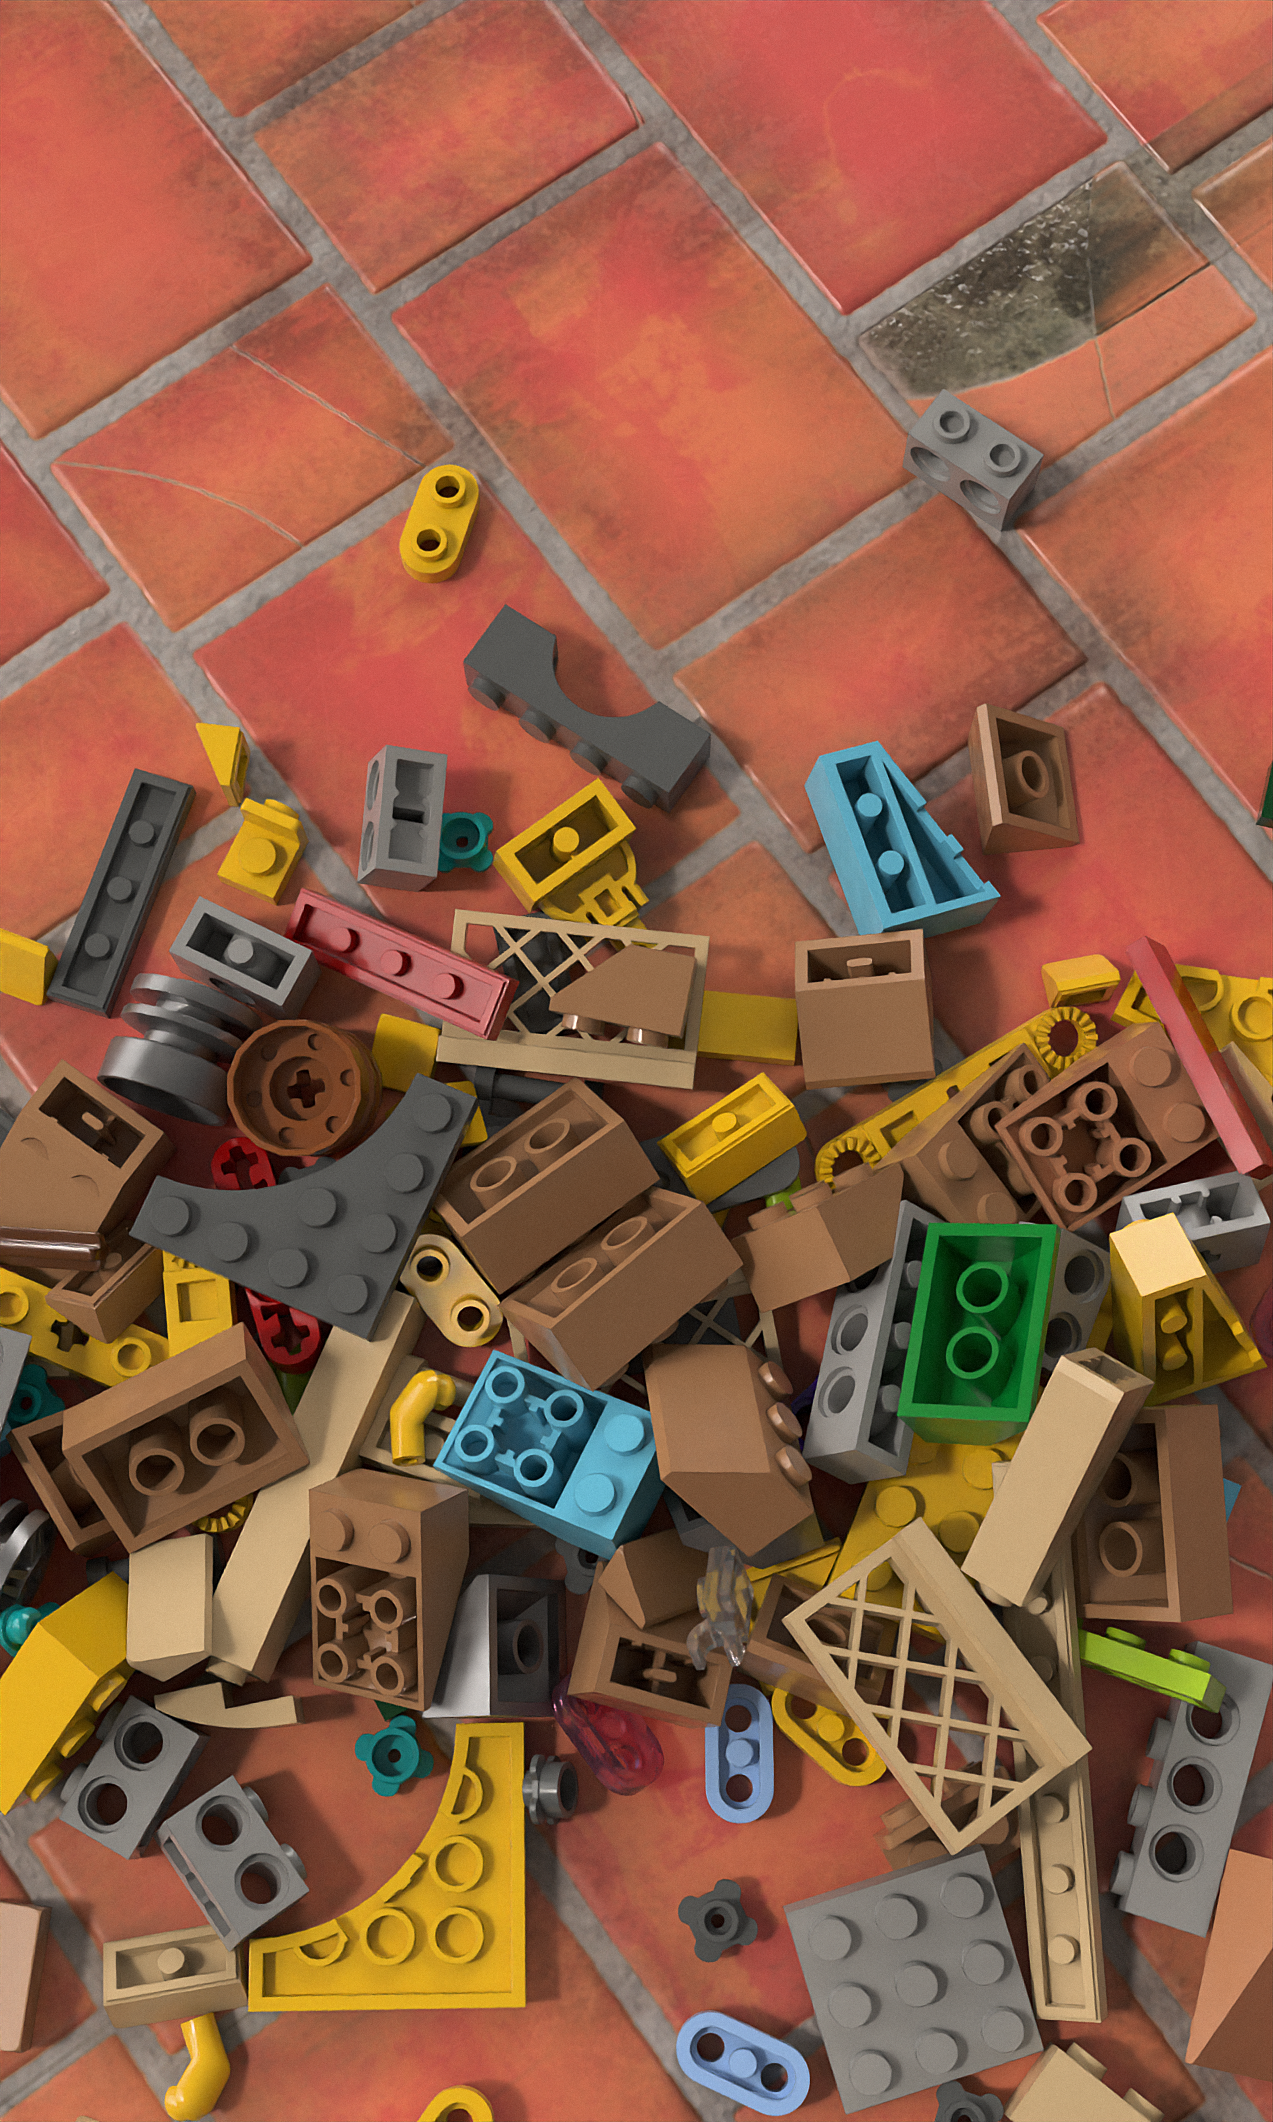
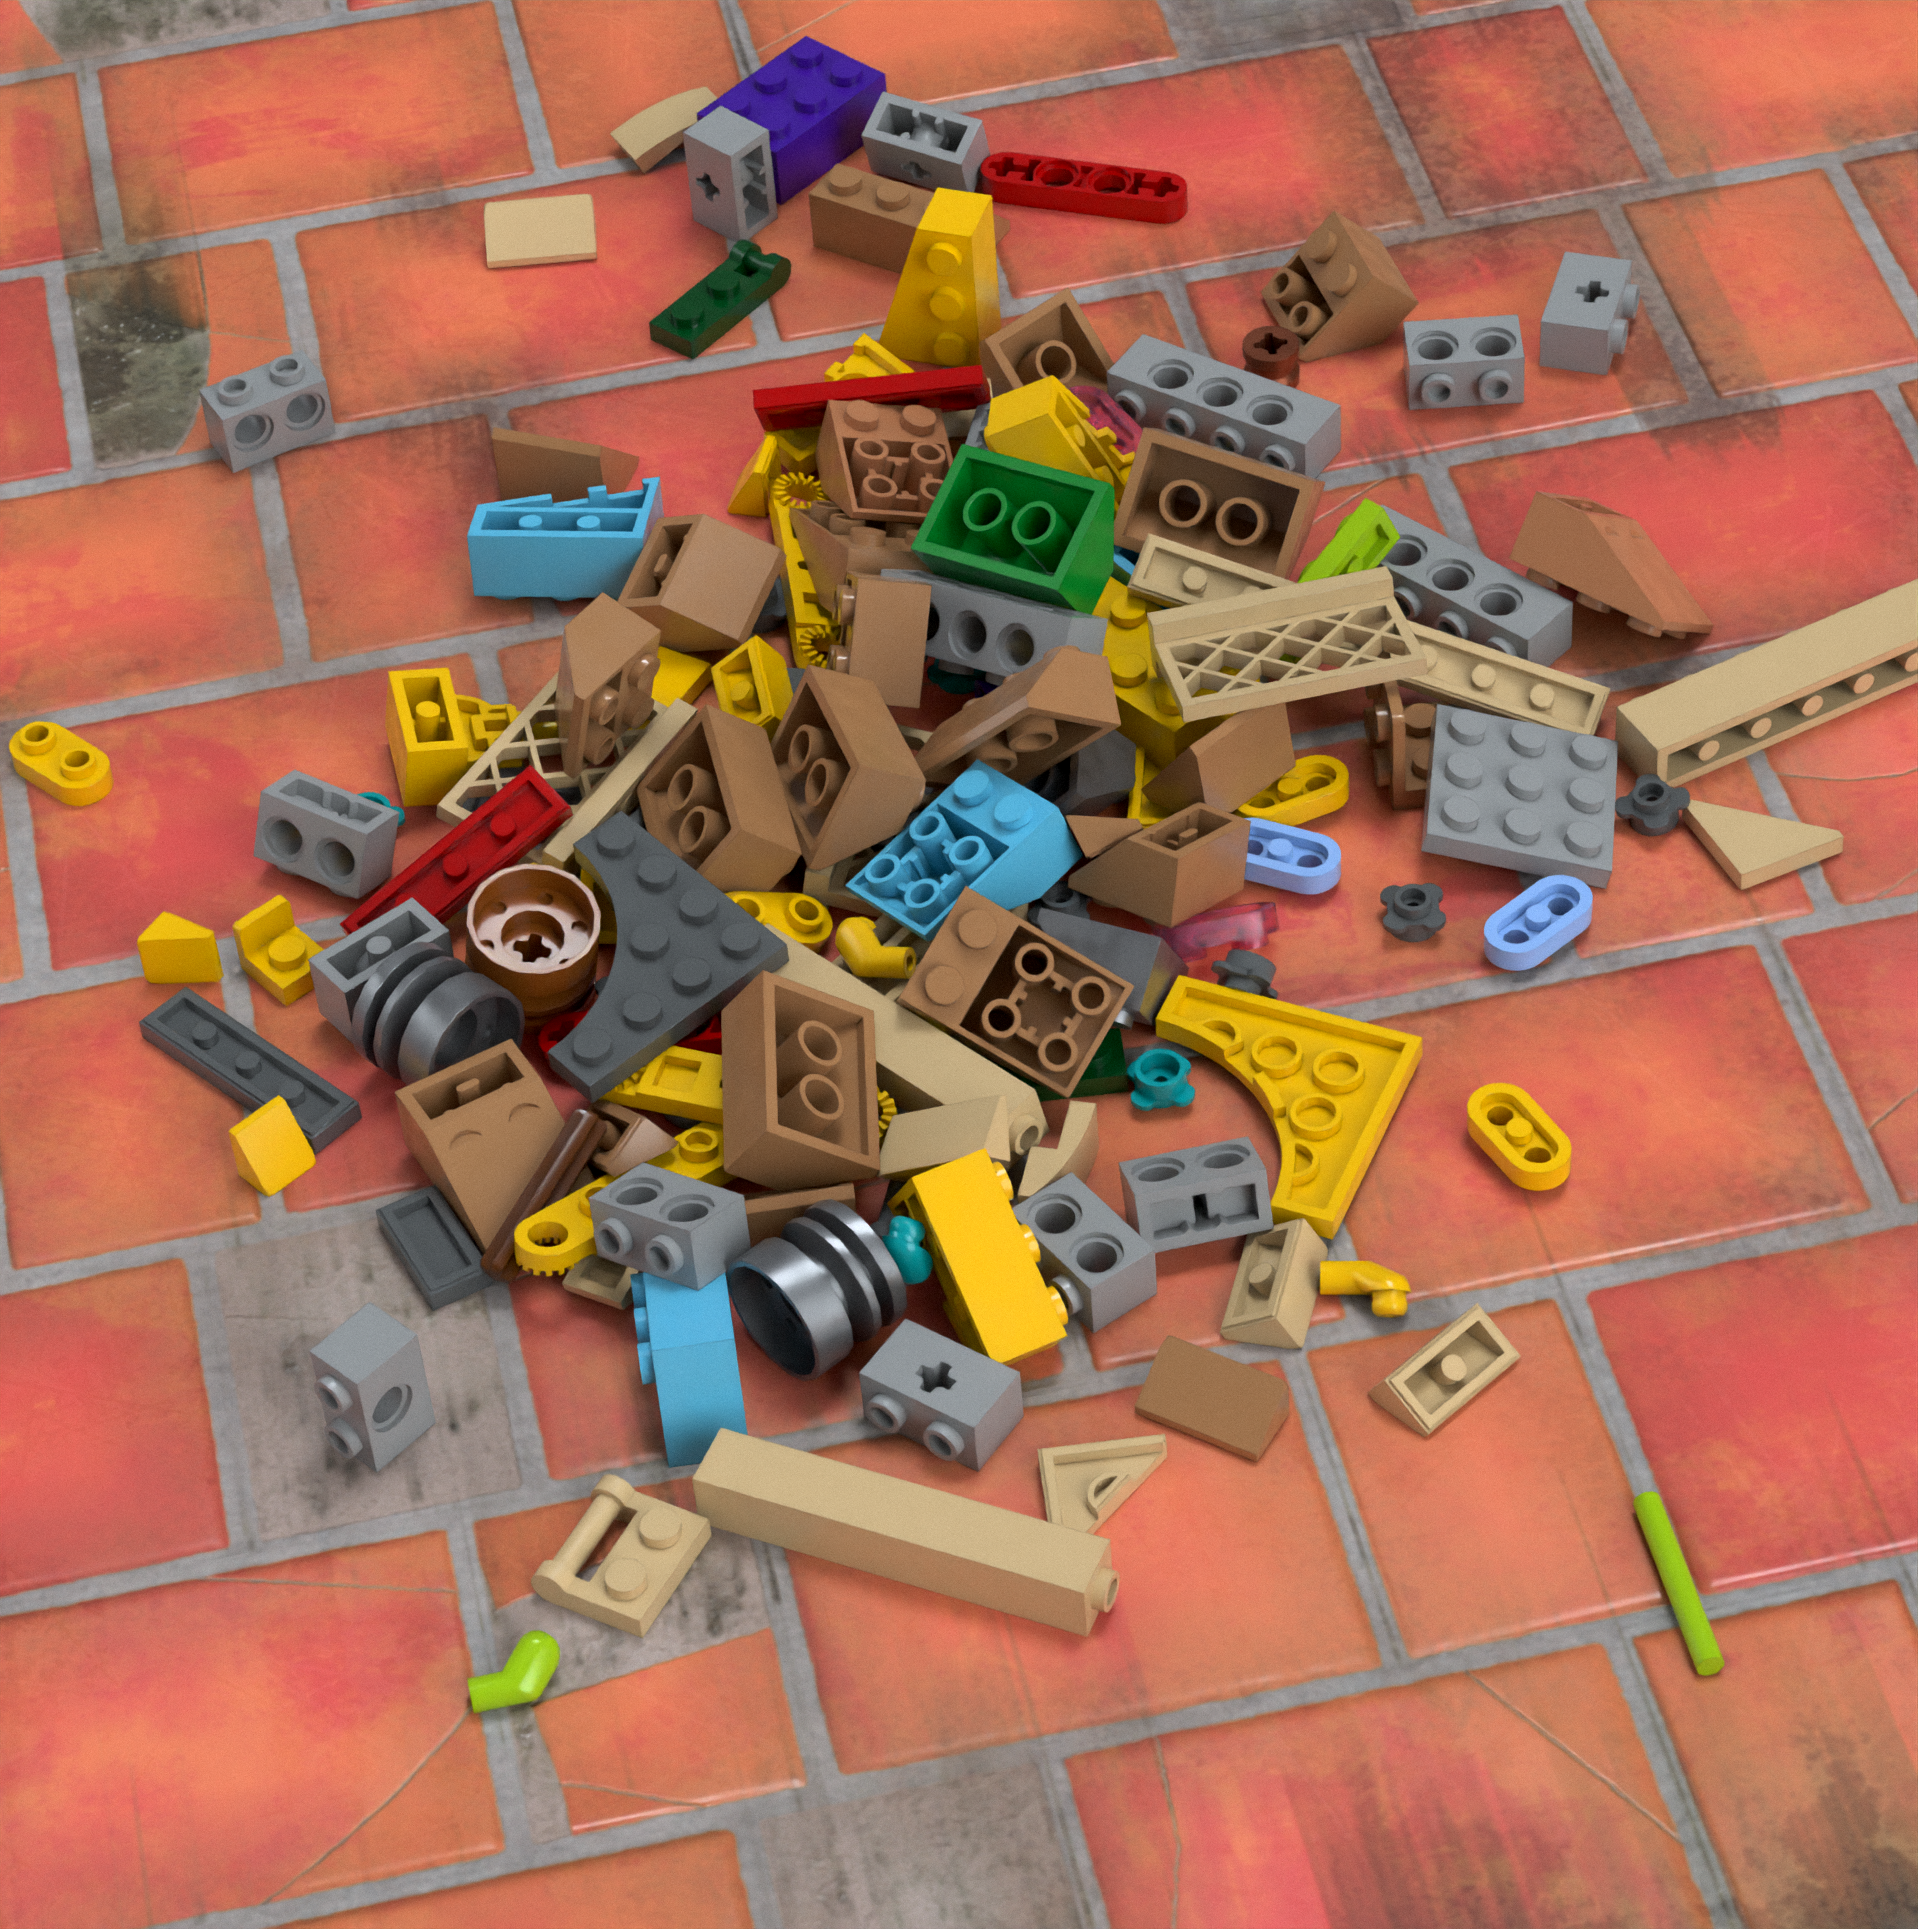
camera: 65 degrees left, 30 degrees down
(647, 752) = (252, 734): dark grey arch -> none
(726, 1603) = (1151, 790): clear plate -> none
(1054, 1474) = (1156, 498): tan slope -> none

